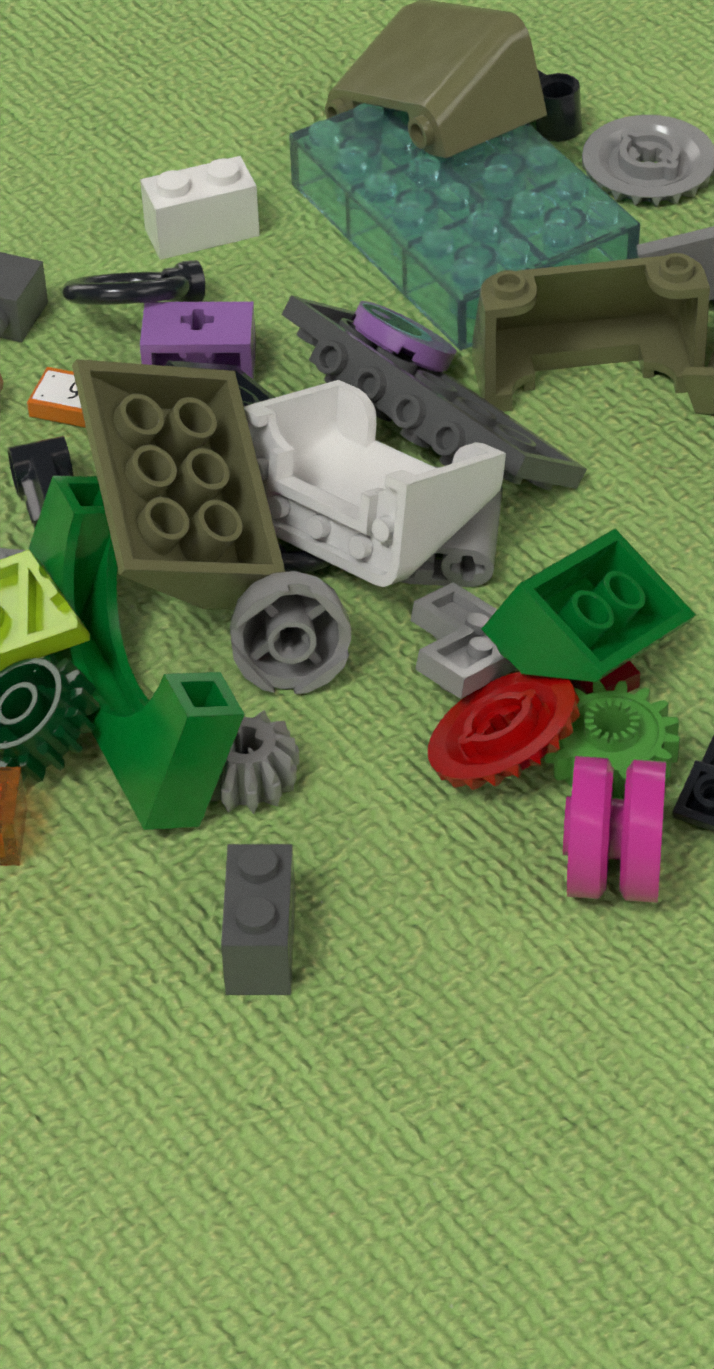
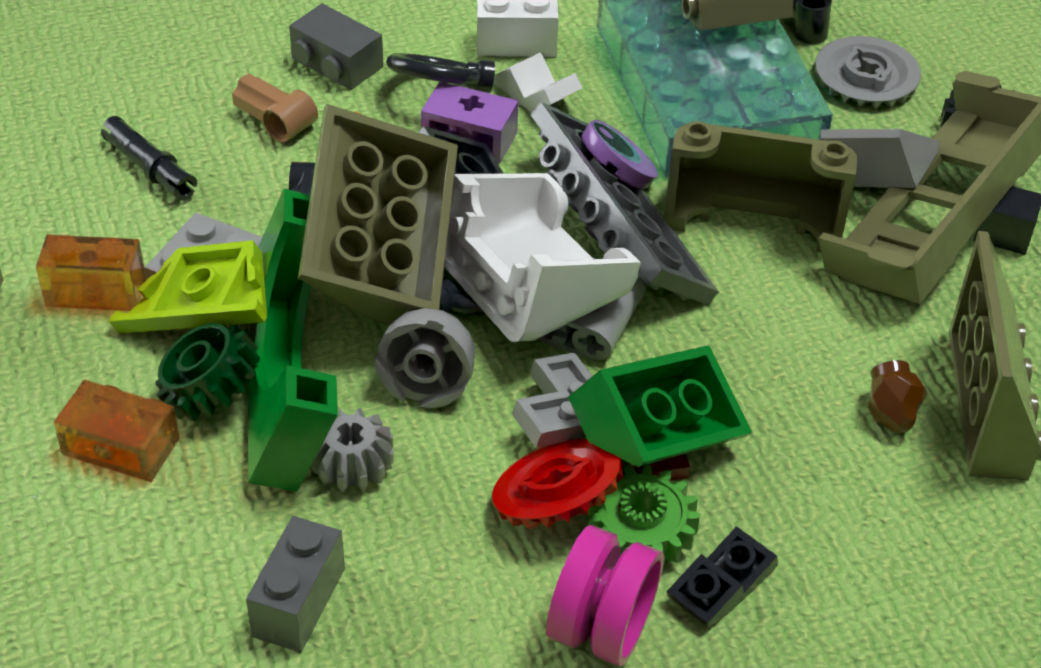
camera: 15 degrees right, 0 degrees up
(248, 275) = (533, 83): none -> white slope

